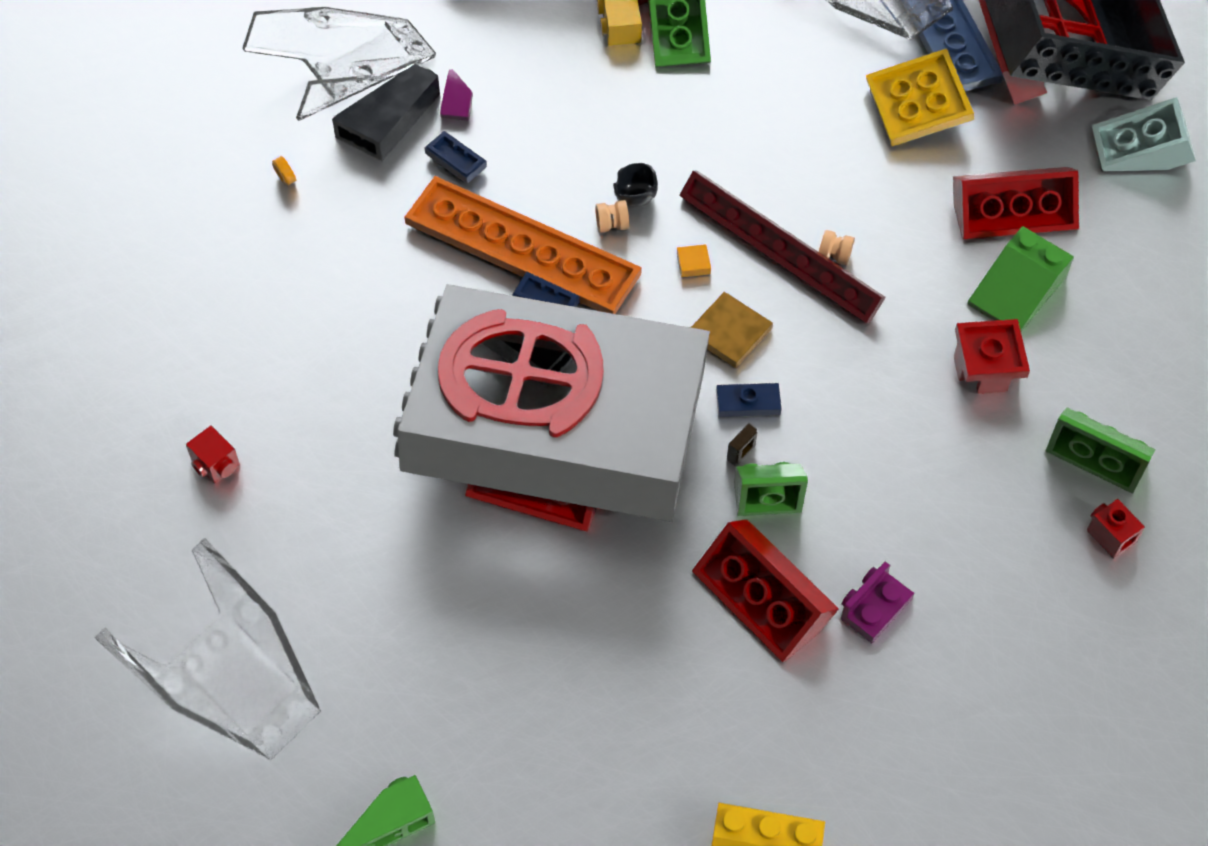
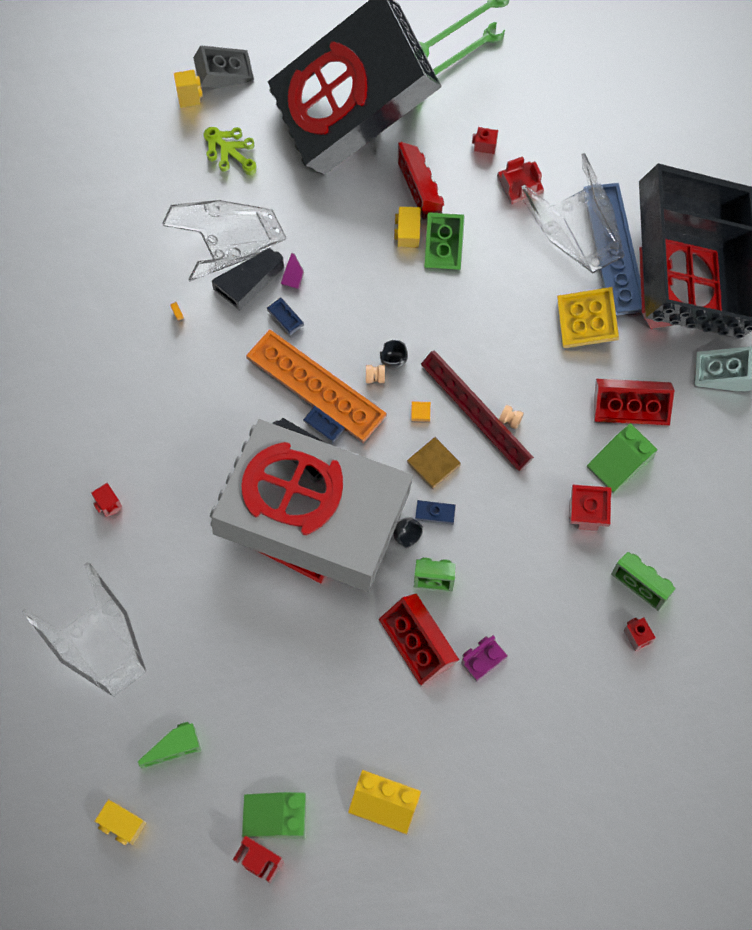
camera: 10 degrees right, 10 degrees up
(712, 431) = (407, 532): none -> black hair
(742, 444) = (424, 543): dark brown tile -> none

